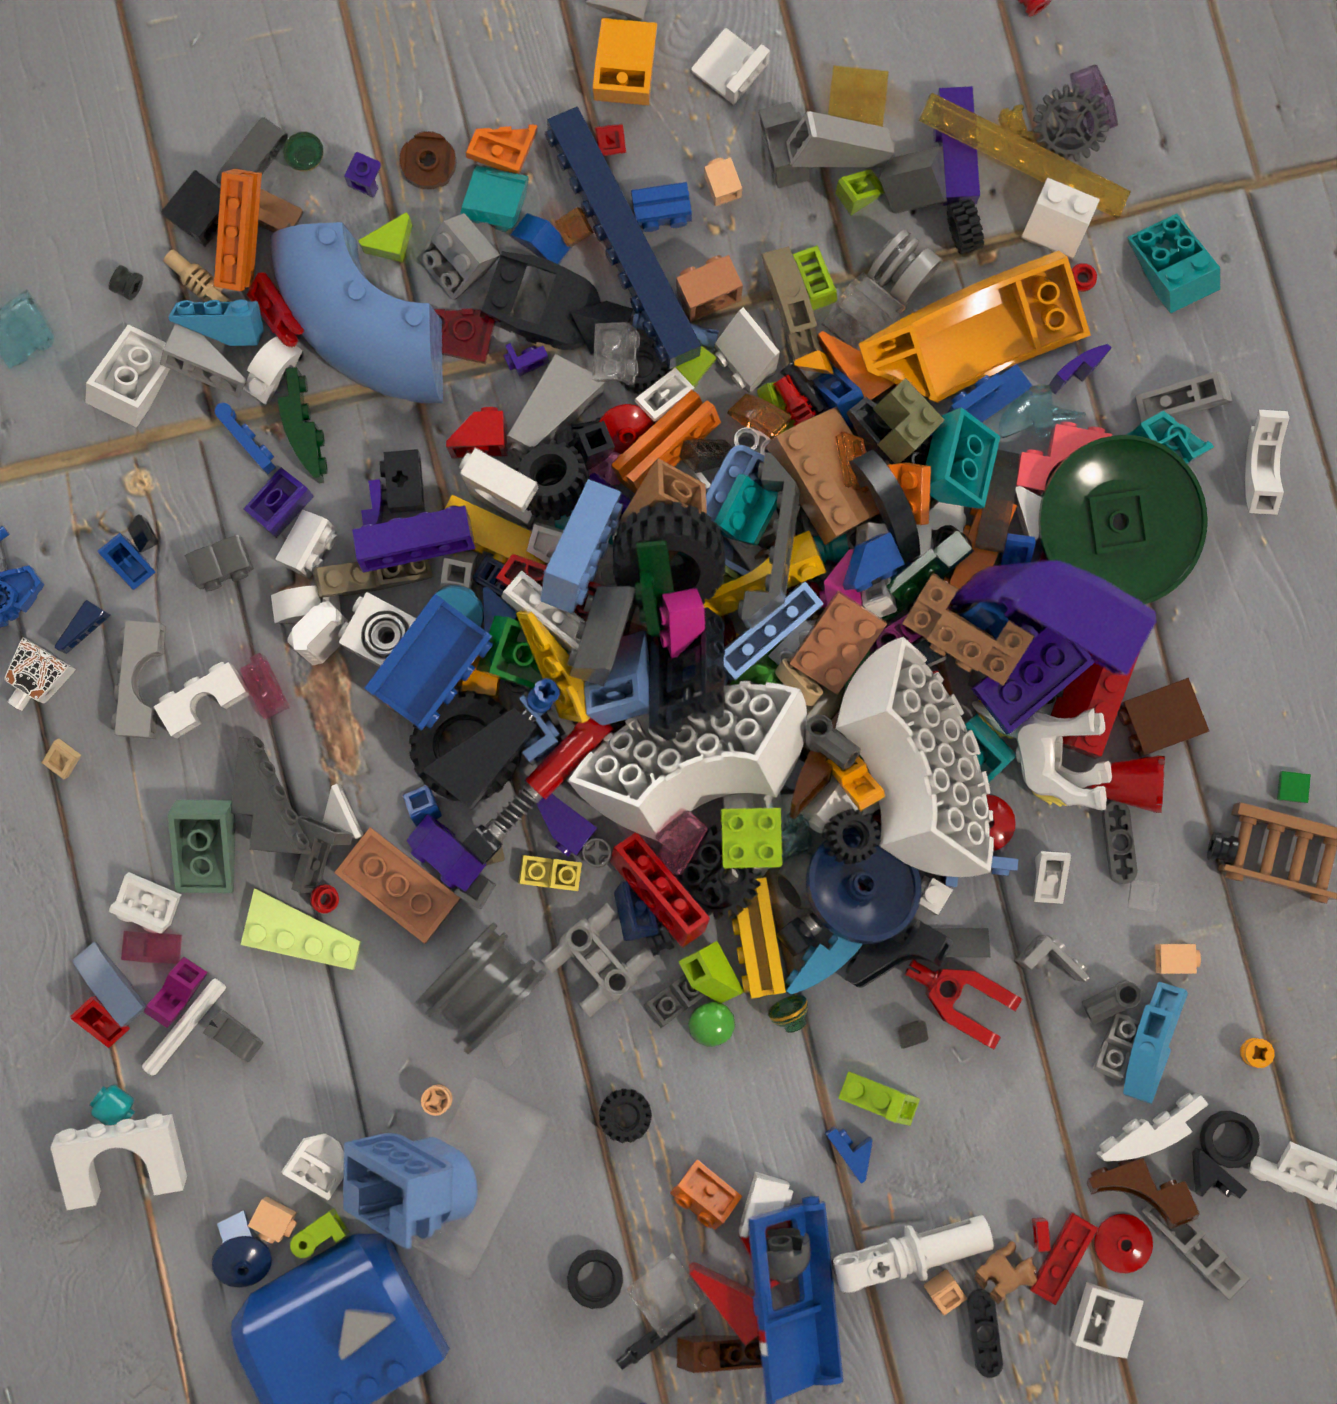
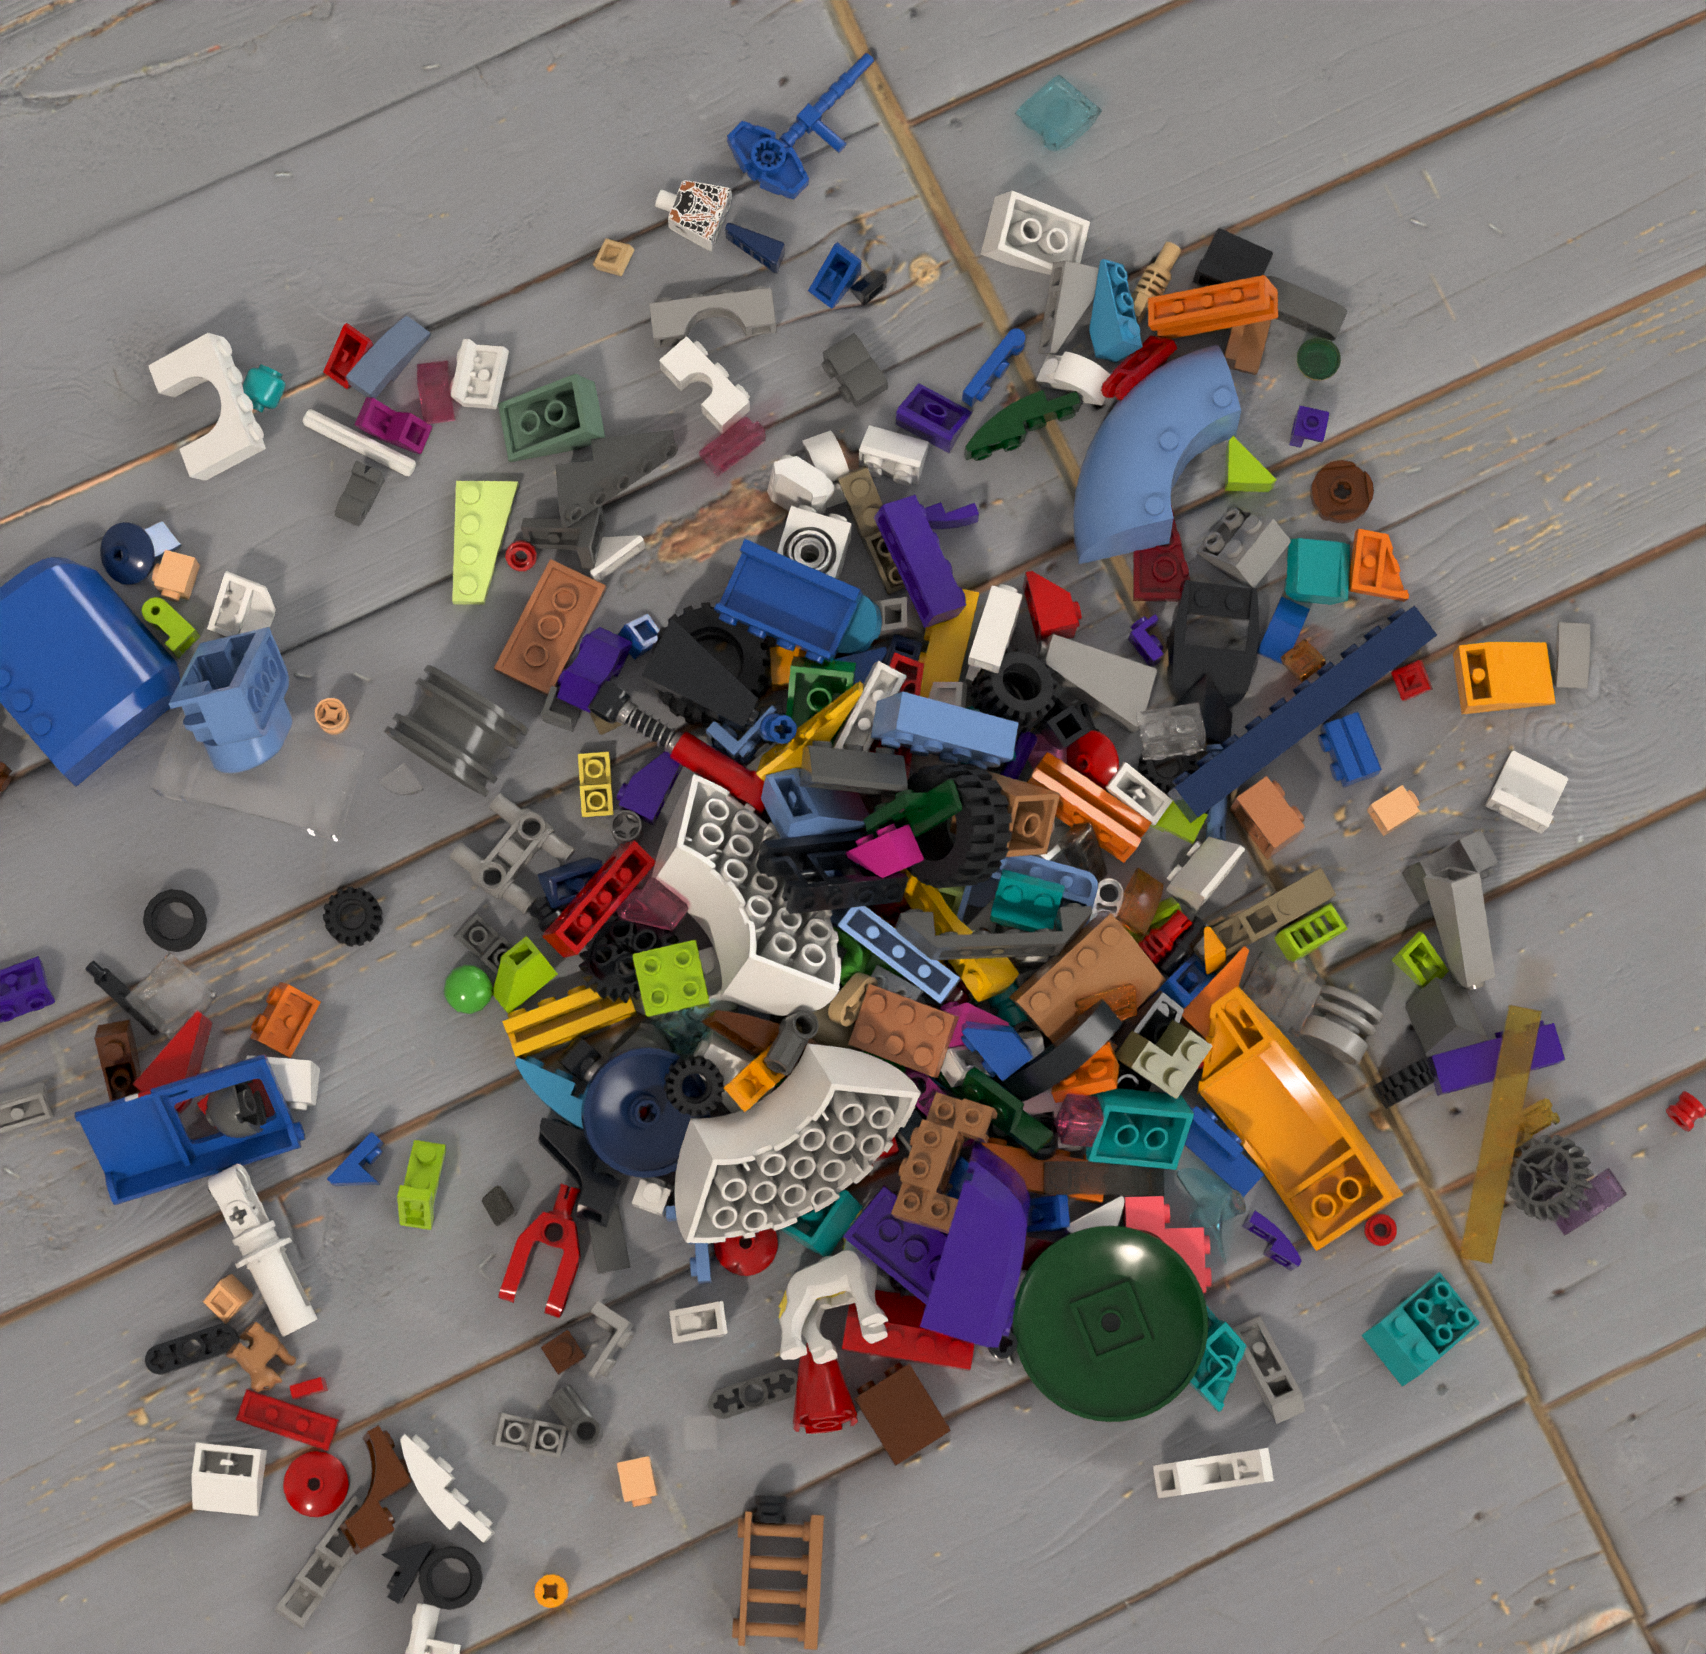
camera: 75 degrees right, 5 degrees down
(125, 282) = (1133, 209): pearl dark grey wheel -> none
(360, 1327) = (79, 678): light grey slope -> none
(411, 495) = (973, 552): black brick -> none
(790, 1013) = (495, 1068): clear green piece -> none
(858, 94) = (1525, 938): clear yellow slope -> none
(950, 505) = (1079, 1120): none -> clear pink brick
(1051, 1002) = (563, 1352): none -> reddish brown plate
(1060, 218) = (1440, 1189): white slope -> none
(1153, 1041) = (535, 1467): dark azure slope -> none
(1293, 787) = (855, 1578): green tile -> none

